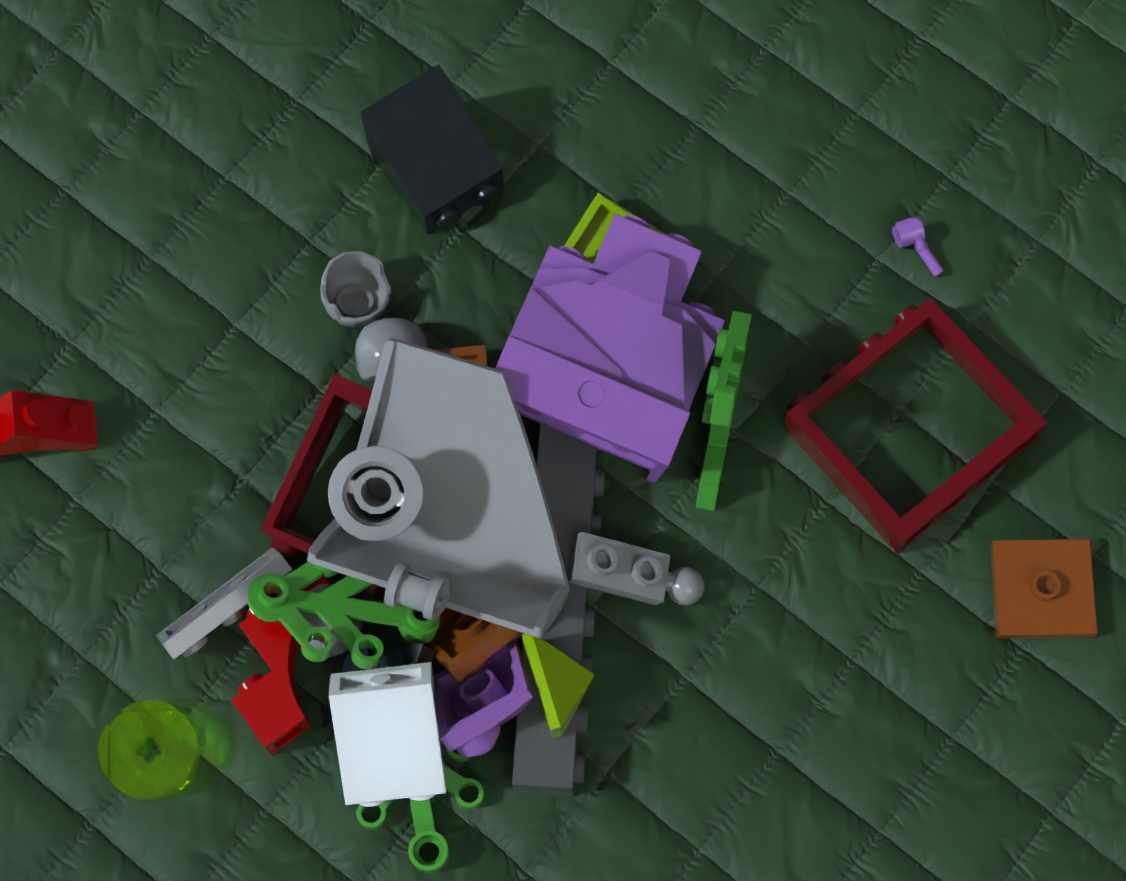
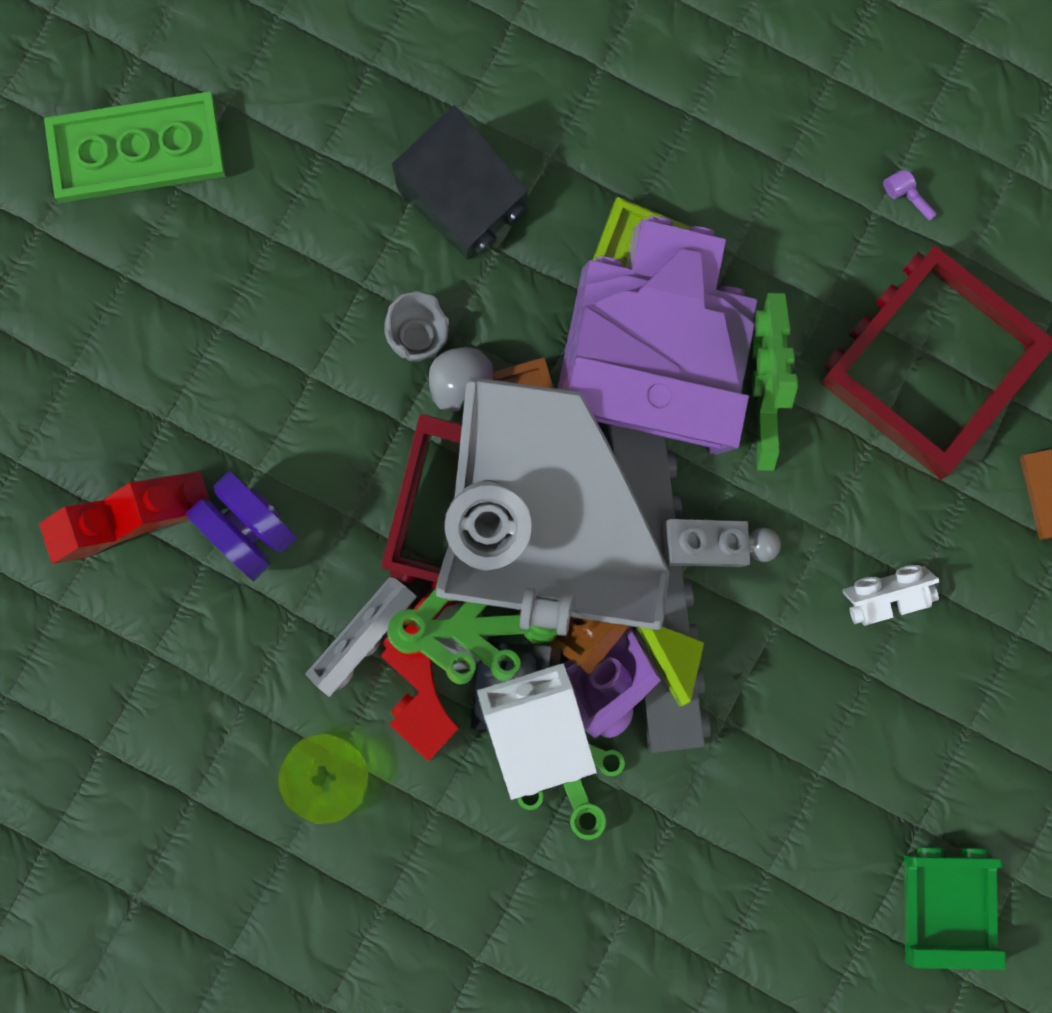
camera: 15 degrees left, 10 degrees up
(103, 61) = (134, 147): none -> bright green plate
(122, 459) = (242, 525): none -> dark purple wheel
(836, 661) = (910, 587): none -> white hinge

